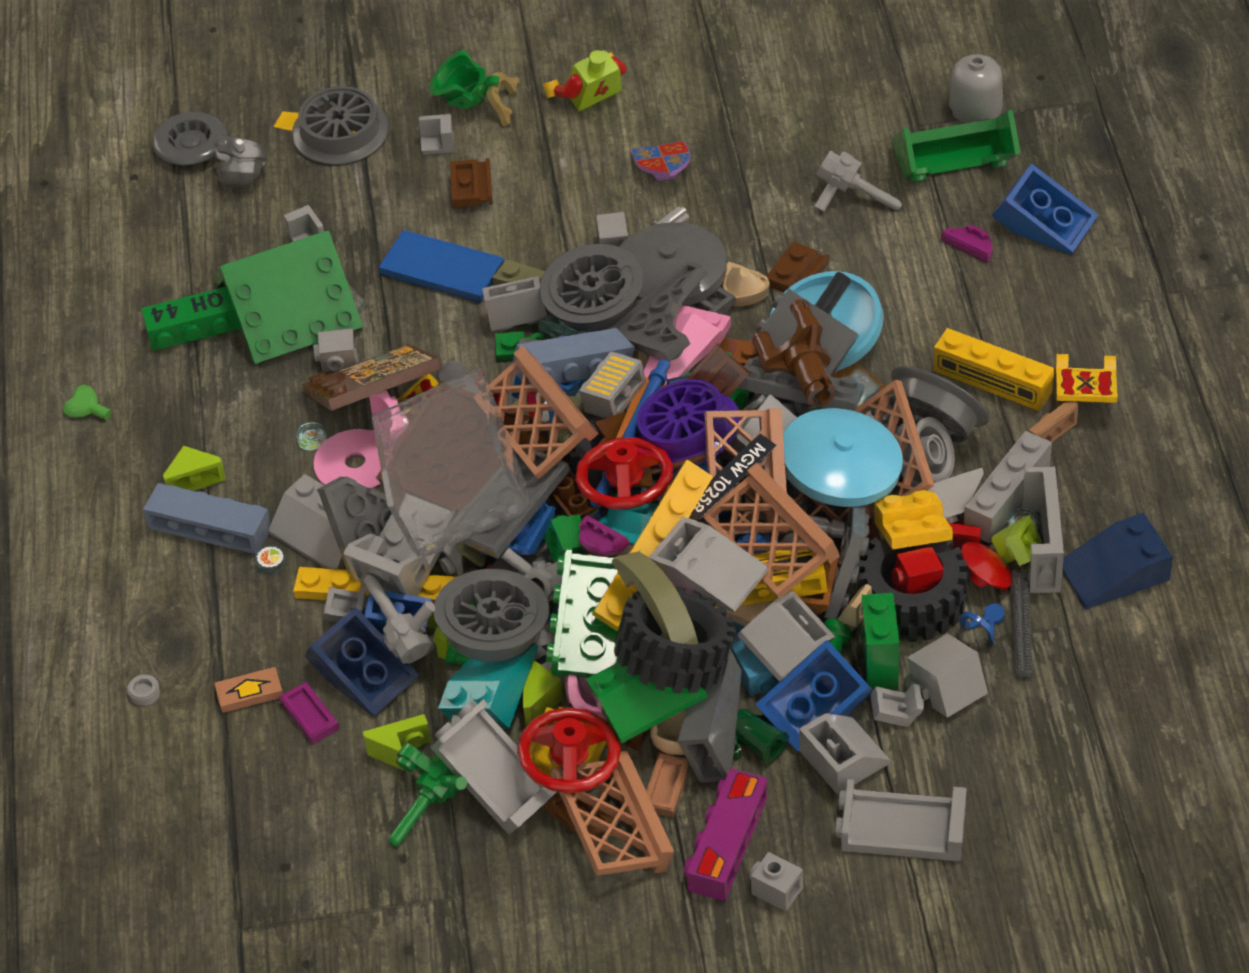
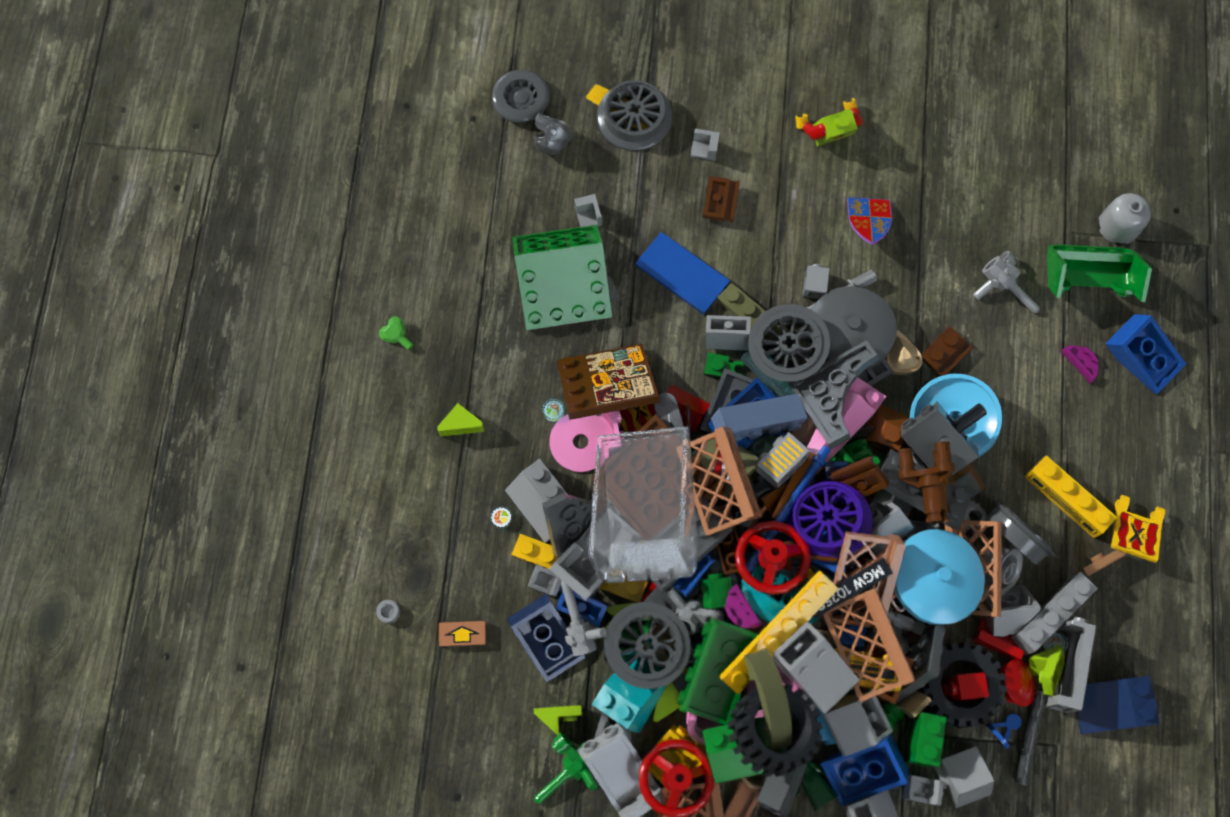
camera: 10 degrees right, 25 degrees up
(190, 318) = (484, 276): green brick -> none
(207, 518) = (463, 470): sand blue brick -> none
(309, 713) = (501, 666): magenta tile -> none
(335, 350) = (587, 337): light grey brick -> none
(466, 85) = (736, 104): green helmet -> none
(912, 519) = (976, 645): yellow plate -> none

